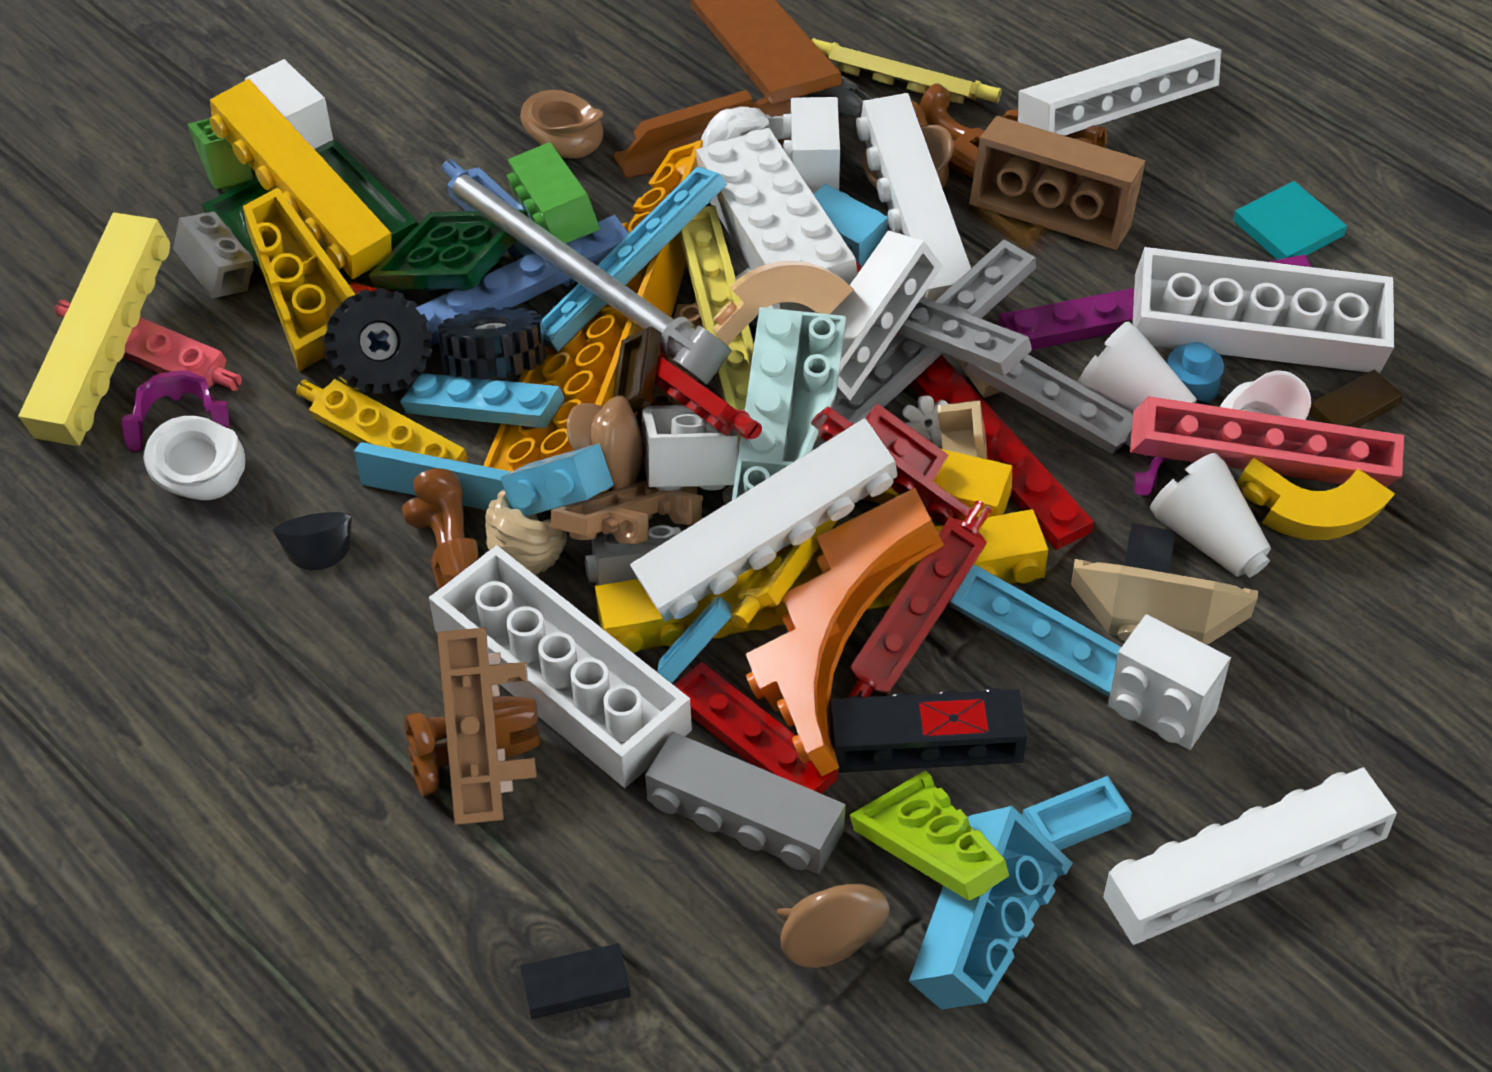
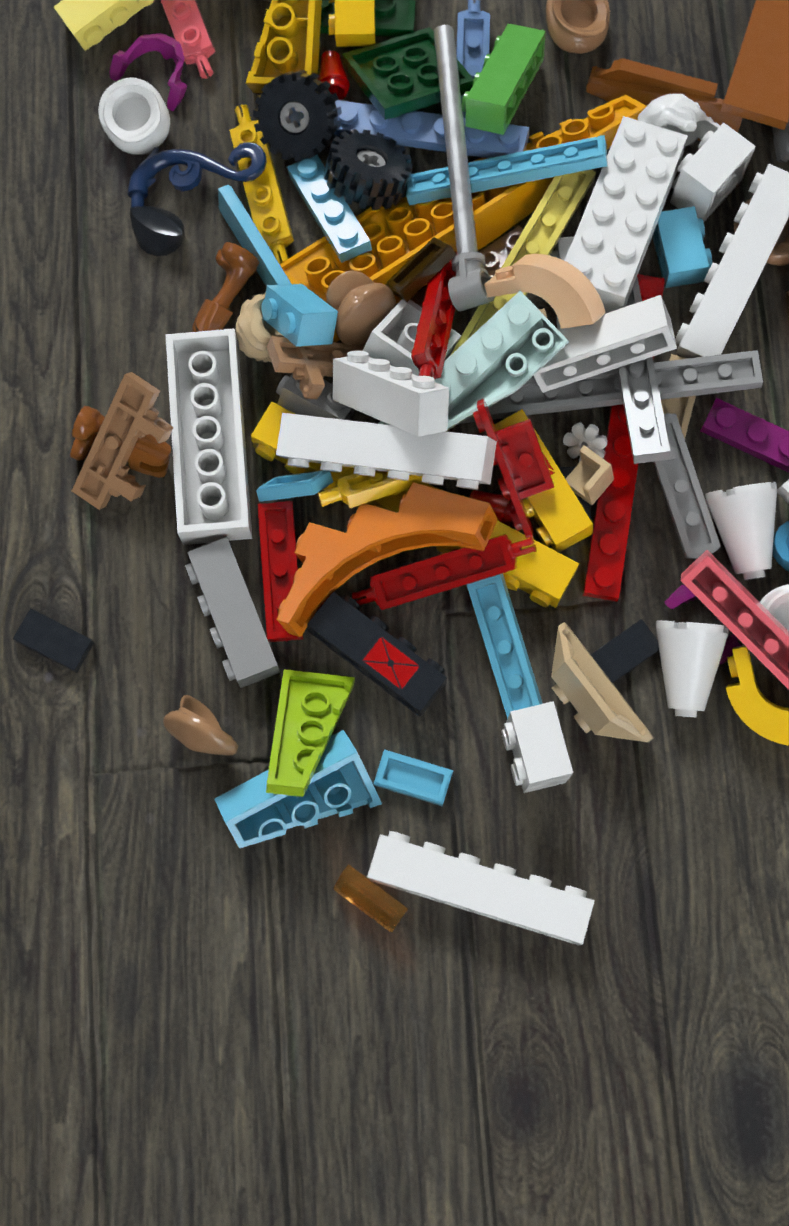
camera: 40 degrees right, 25 degrees up
(302, 453) = (191, 177): none -> dark blue plant
(725, 466) = (391, 393): none -> white brick
(1159, 947) = (370, 898): none -> clear orange tile

